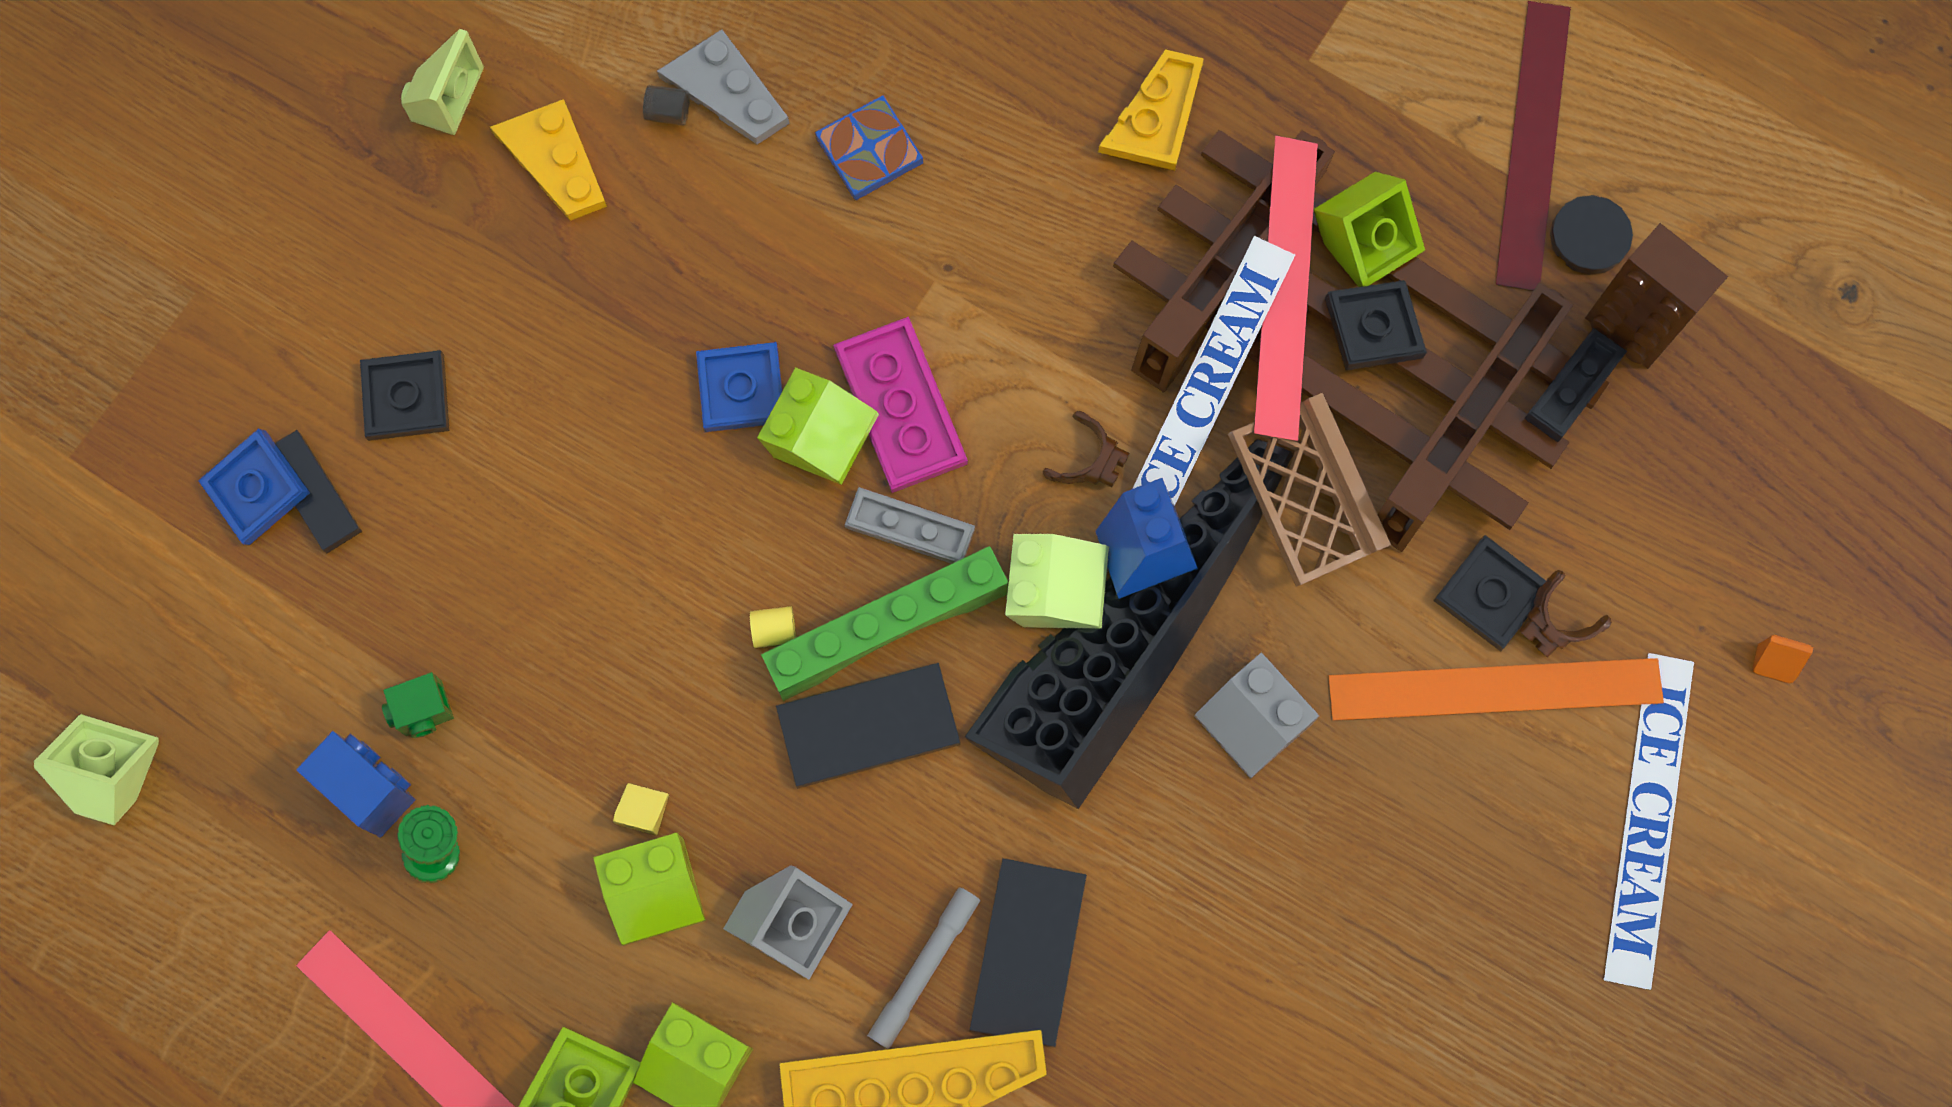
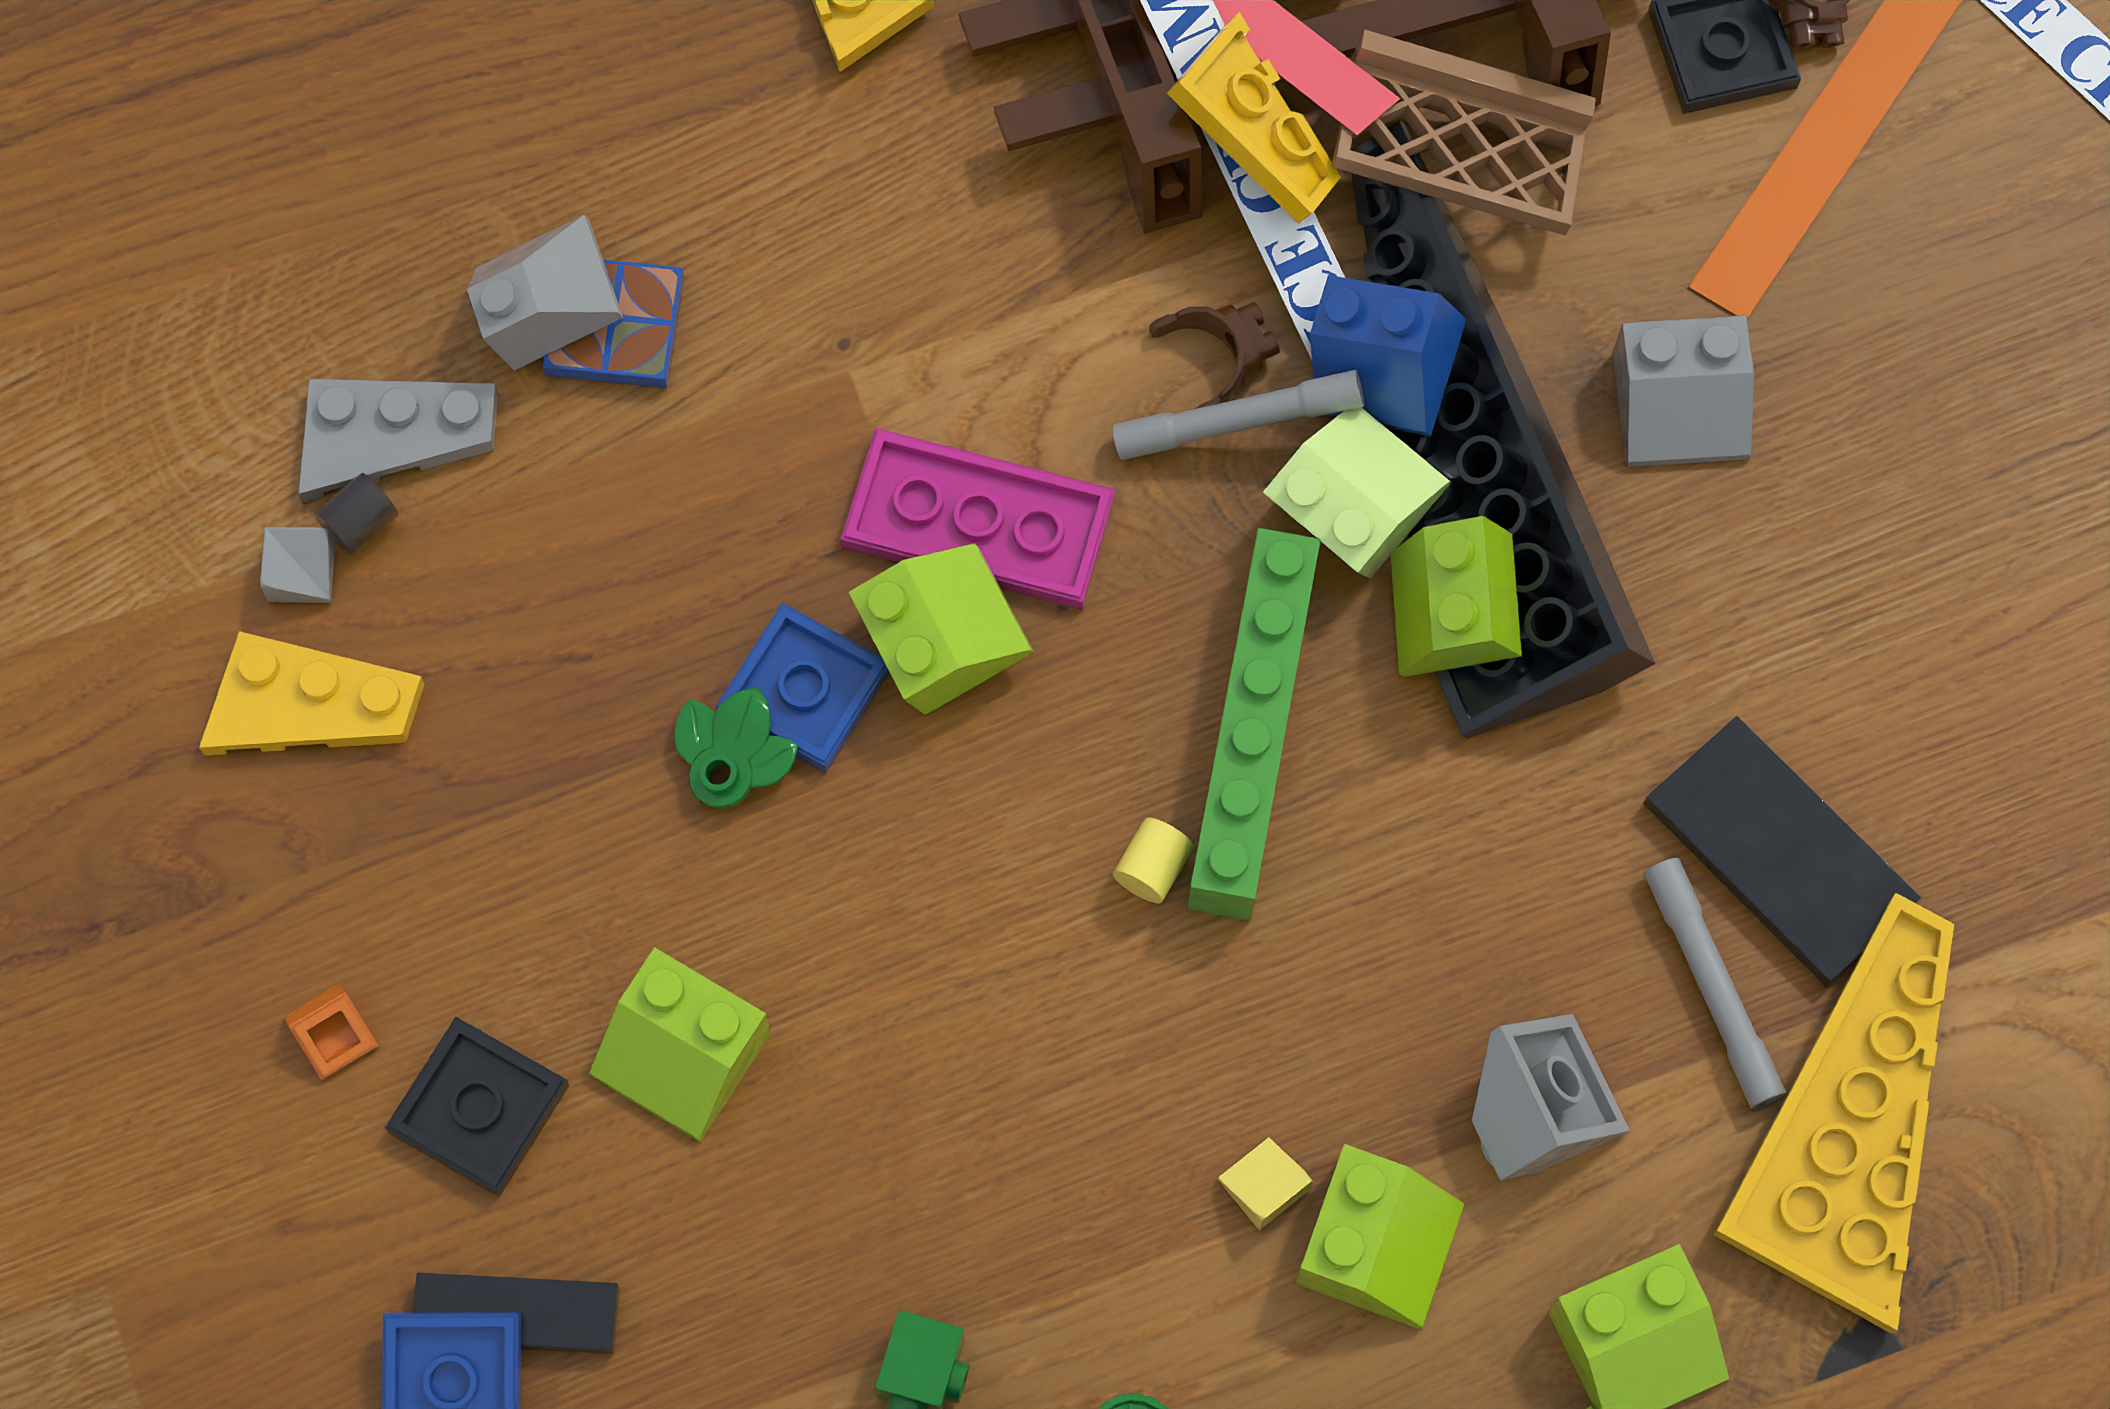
camera: 55 degrees left, 5 degrees down
(393, 297) = (330, 1031): none -> orange slope
(444, 85) = (94, 766): yellowish green slope -> none
(503, 466) = (679, 1044): none -> lime slope
(618, 99) = (297, 565): none -> light grey slope
(683, 375) = (732, 738): none -> green plate
(849, 100) = (543, 294): none -> light grey slope
(868, 725) = (1361, 839): black tile -> none
(909, 526) = (1145, 616): light grey tile -> none
(1034, 679) = (1455, 597): none -> lime slope
(1085, 518) = (1307, 399): none -> light grey piece
(1217, 373) = (1247, 117): none -> yellow wing

